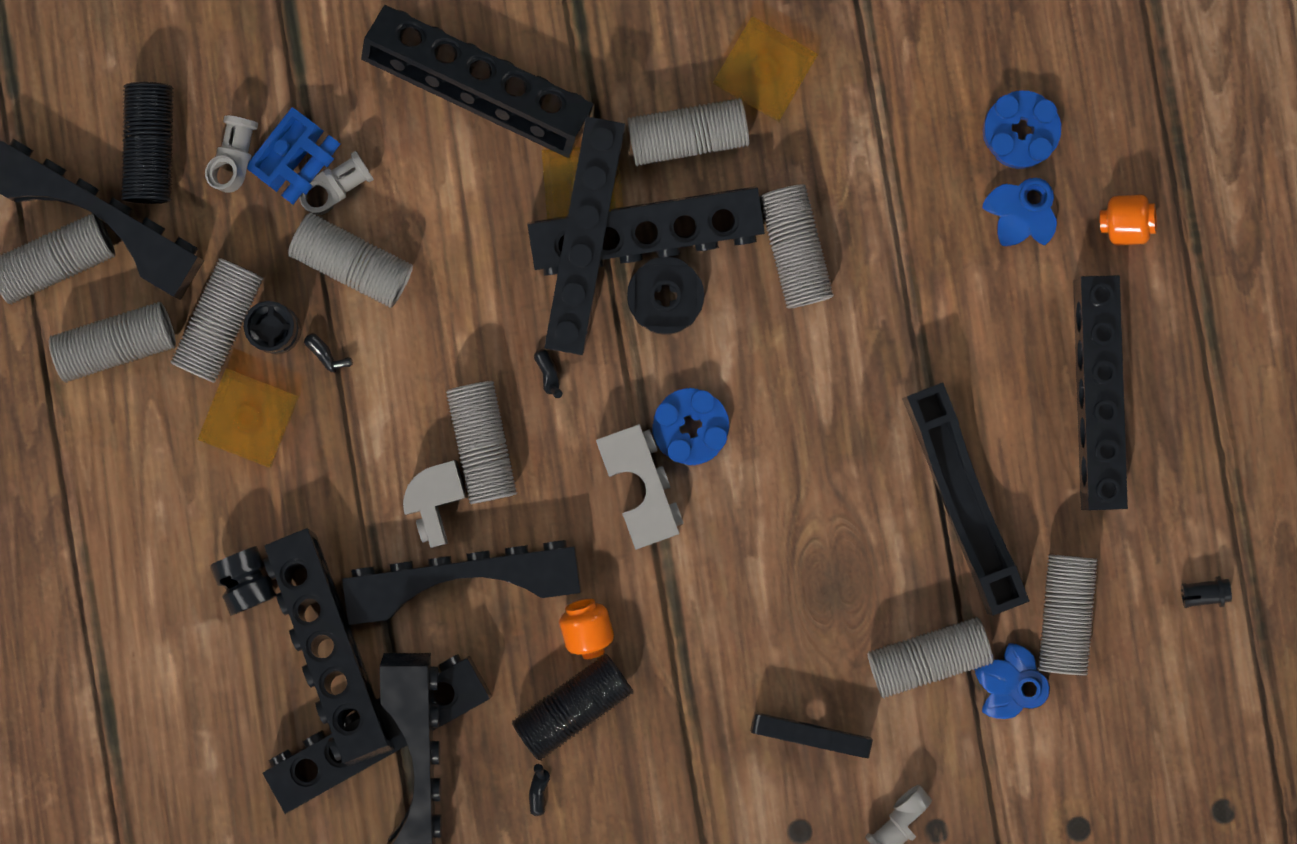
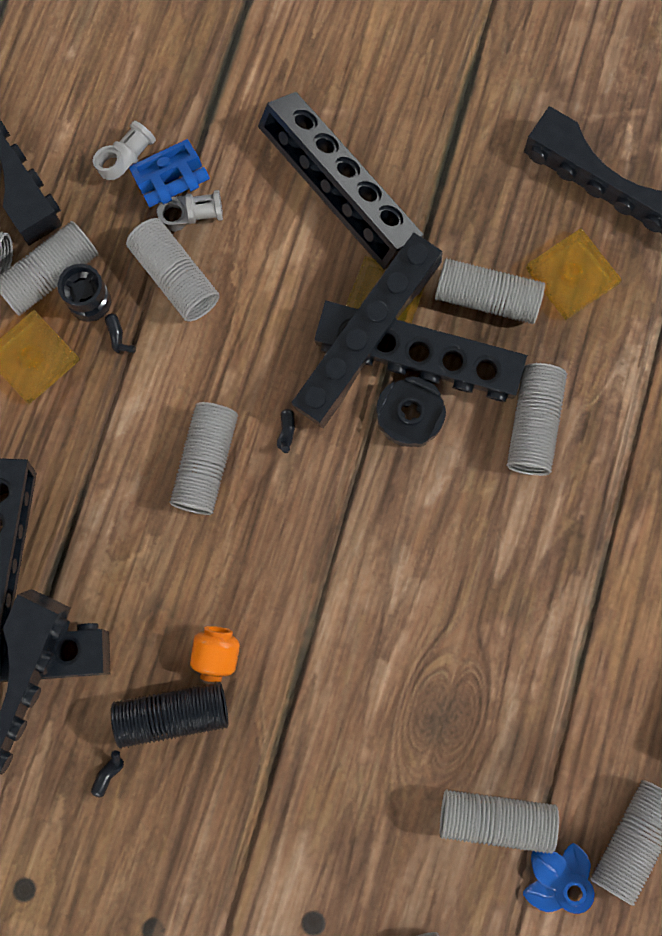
camera: 30 degrees right, 10 degrees down
(147, 156) = (59, 123): black piece -> none
(380, 595) = (62, 545): black arch -> none
(429, 490) = (142, 479): light grey brick -> none
(631, 452) = (315, 586): light grey arch -> none
(700, 406) = (369, 511): blue plate -> none
(811, 735) = (363, 841): black piece -> none
(964, 500) = (587, 746): black arch -> none

